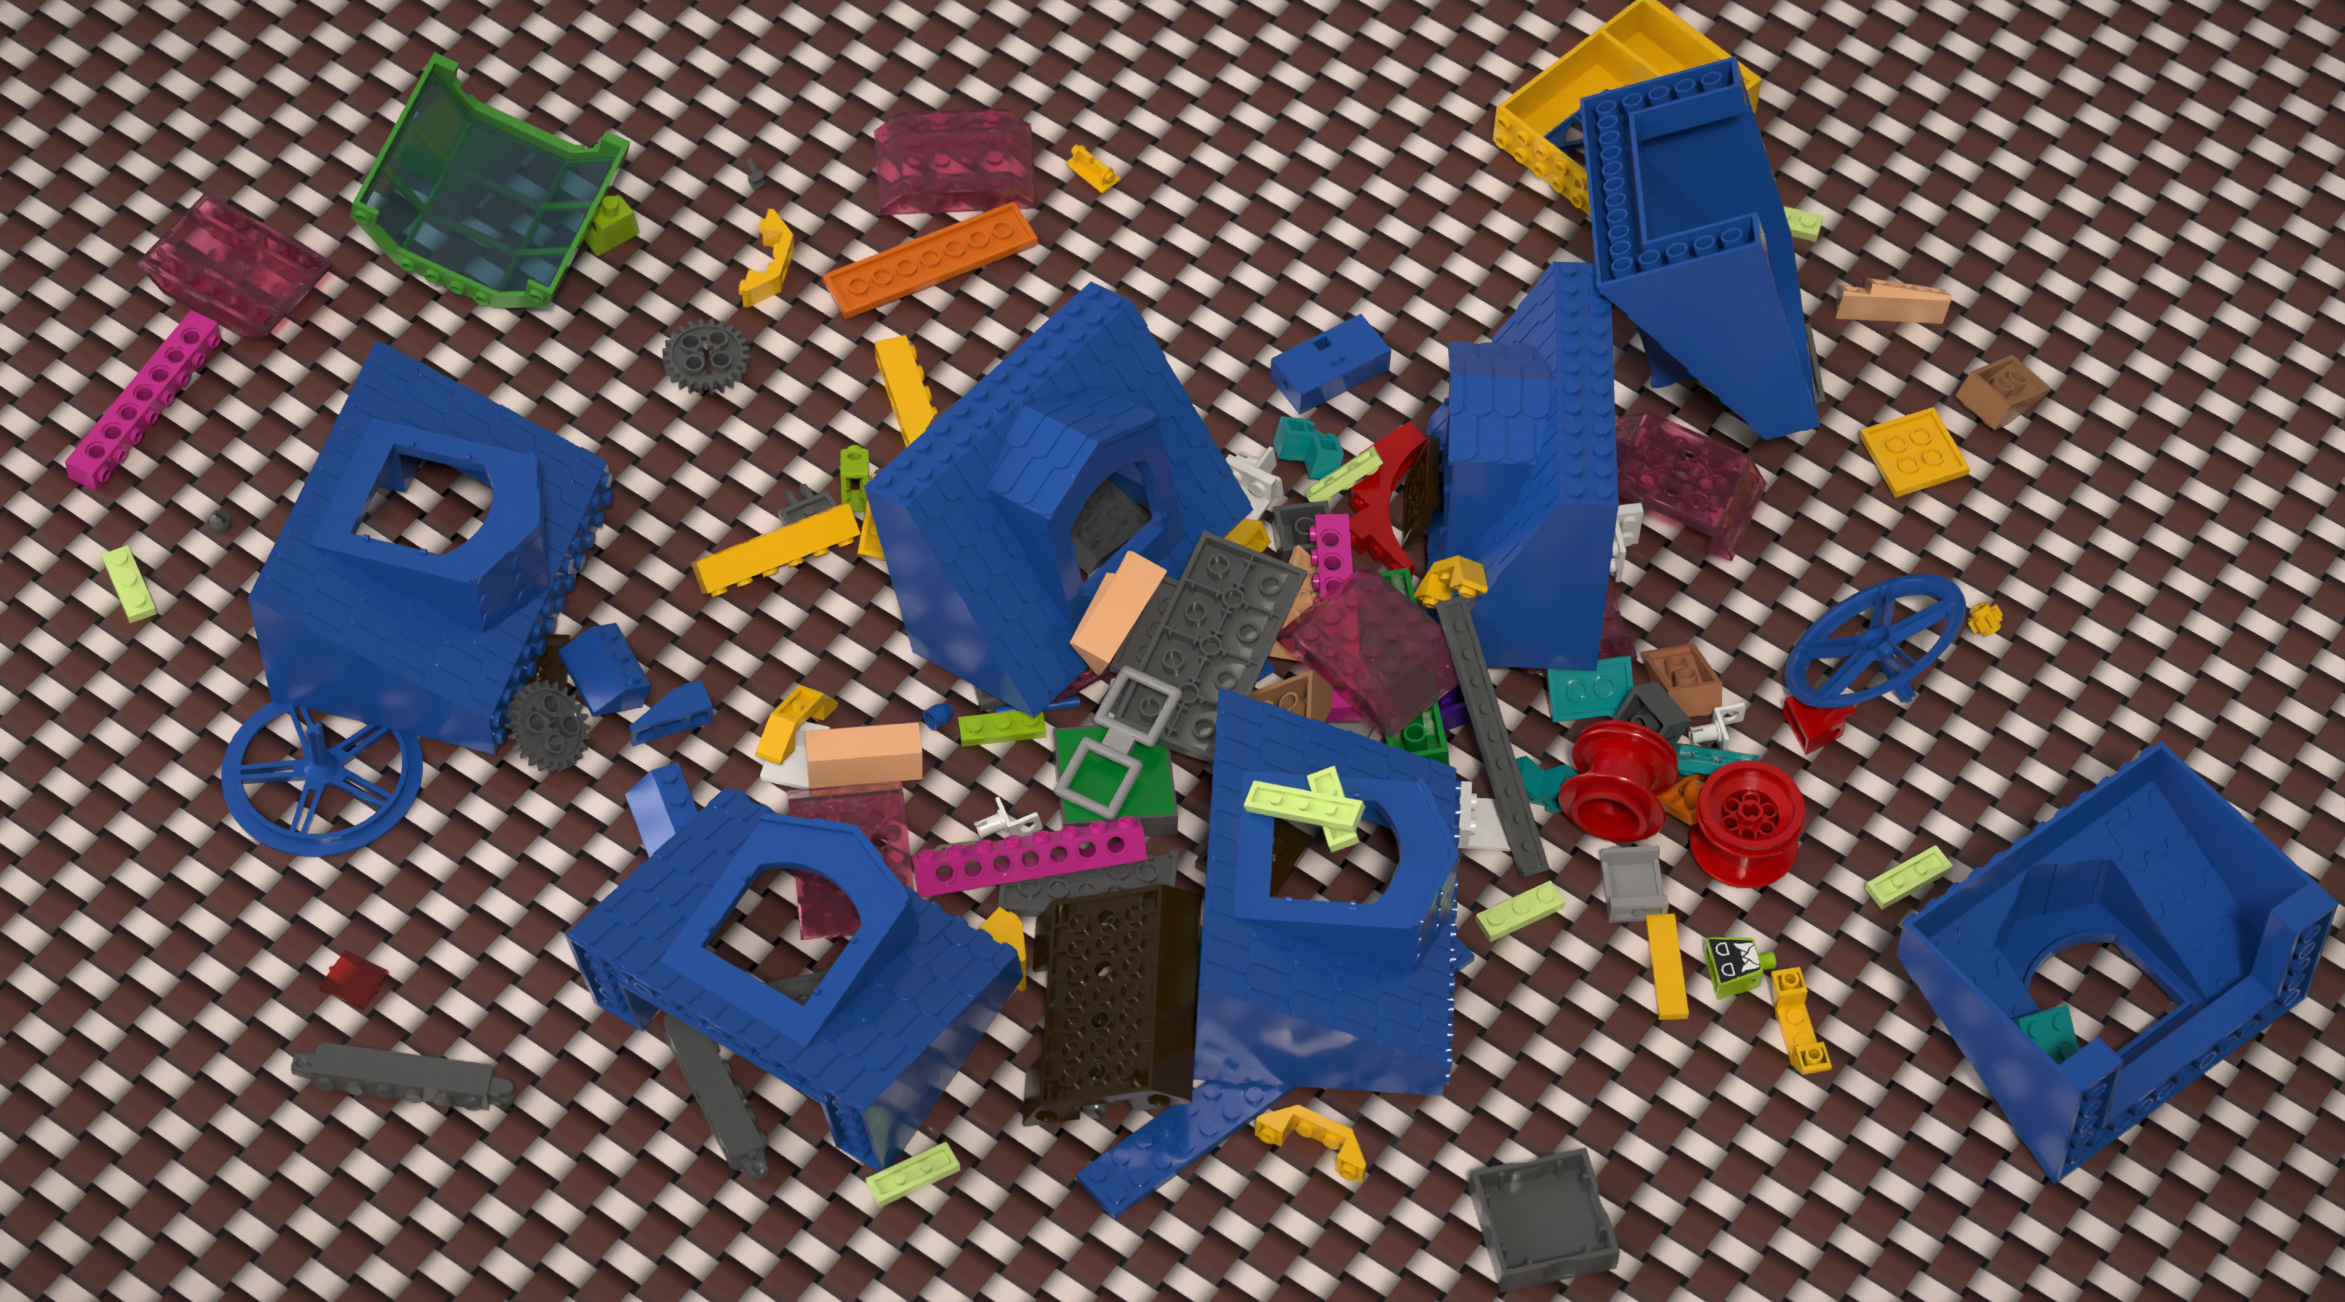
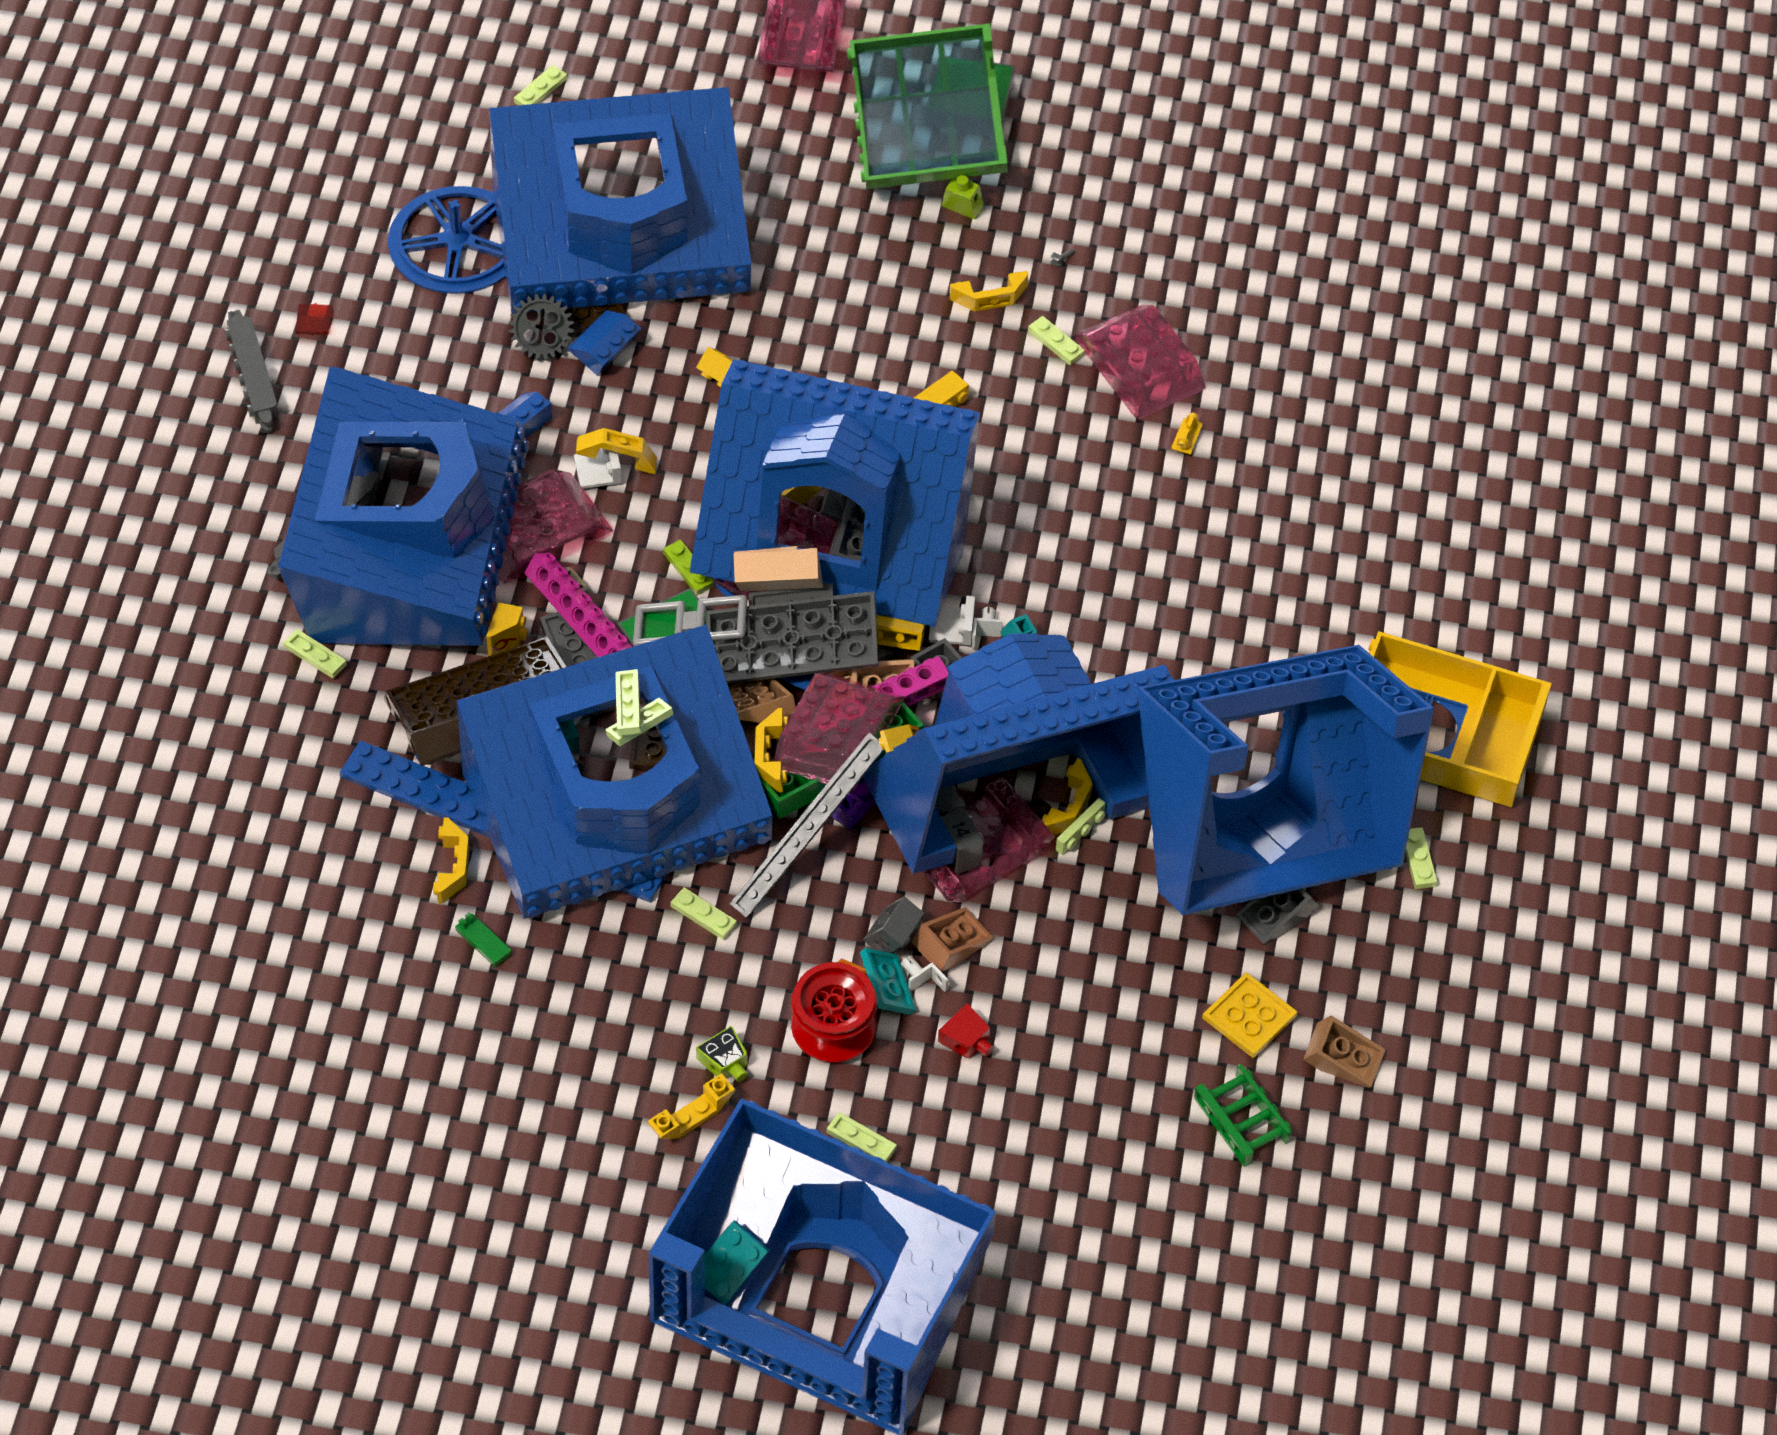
camera: 65 degrees right, 0 degrees up
(143, 400) = (679, 32): dark pink brick -> none
(676, 712) = (596, 390): blue slope -> none
(686, 362) = (889, 291): dark grey gear -> none
(863, 755) = (613, 495): light nougat slope -> none
(877, 231) = (1056, 340): none -> yellowish green plate
(929, 260) = (1049, 377): orange plate -> none
(938, 715) = (676, 529): blue hose -> none
(1001, 821) = (610, 596): white bracket -> none
(1330, 364) = (1101, 630): blue brick -> none
(1413, 737) = (770, 729): none -> yellow slope
(1445, 1153) = (483, 939): none -> green hinge
(1480, 822) = (754, 851): white bracket -> none
(1543, 1220) = (454, 1013): dark grey tile -> none
(1544, 786) = (810, 885): teal brick -> none
(1589, 693) = (899, 881): teal plate -> none
(1619, 781) = (821, 919): red wheel -> none
(1626, 533) = (1051, 846): white bracket -> none
(1632, 883) = (761, 972): light grey panel -> none
(1666, 967) = (704, 1016): yellow tile -> none
(1713, 497) = (1111, 896): clear pink slope -> none
(1877, 643) = (1032, 1034): blue wheel -> none
(1892, 302) = (1385, 952): light nougat slope -> none
(1985, 618) = (1119, 1109): yellow gear -> none
(2040, 535) = (1231, 1132): none -> green fence

